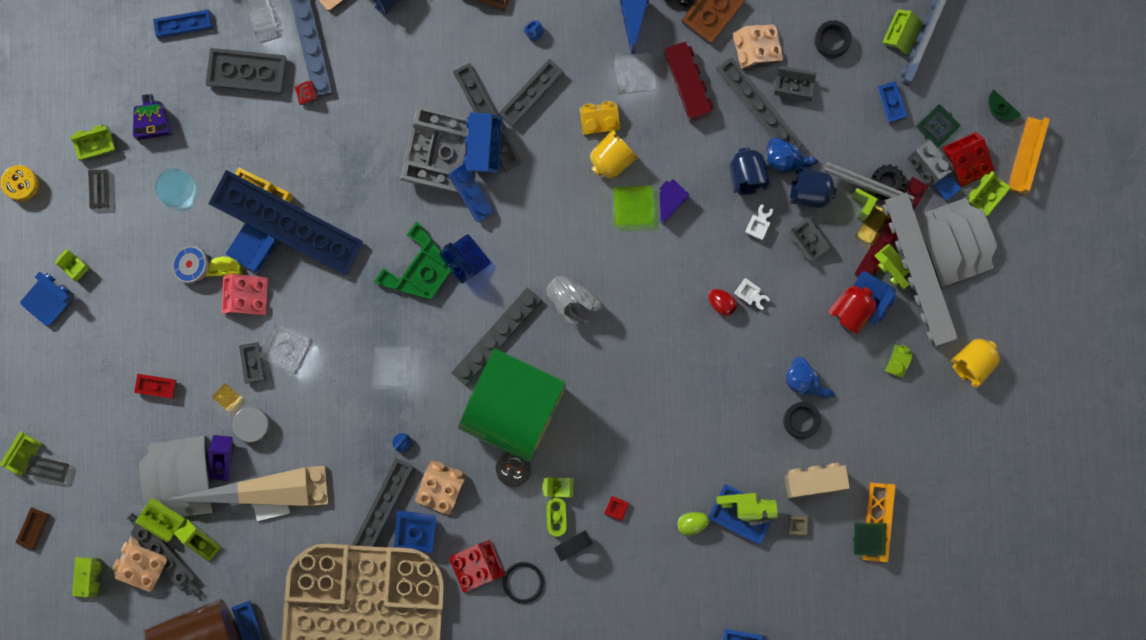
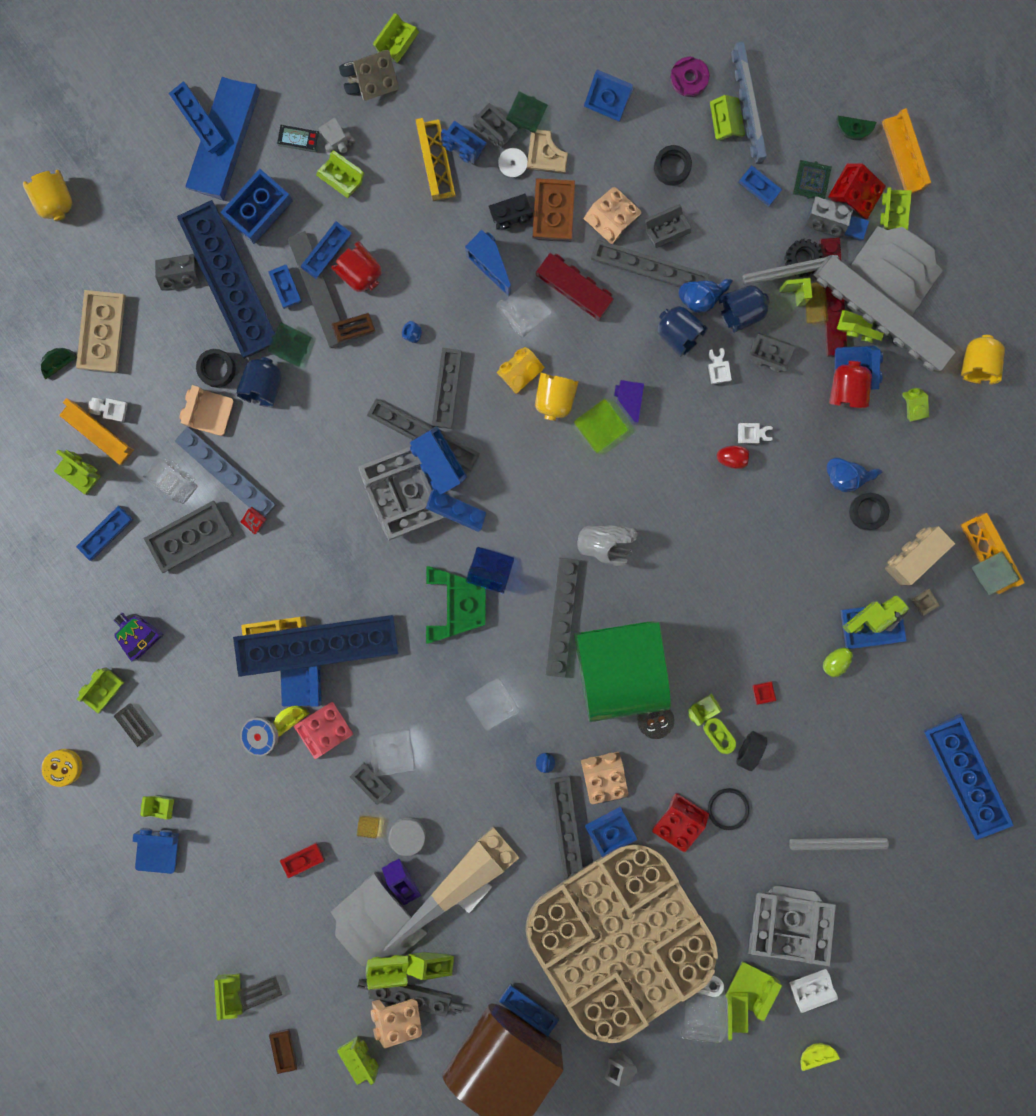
camera: 35 degrees left, 5 degrees up
(174, 187) = (198, 679): clear light blue tile -> none

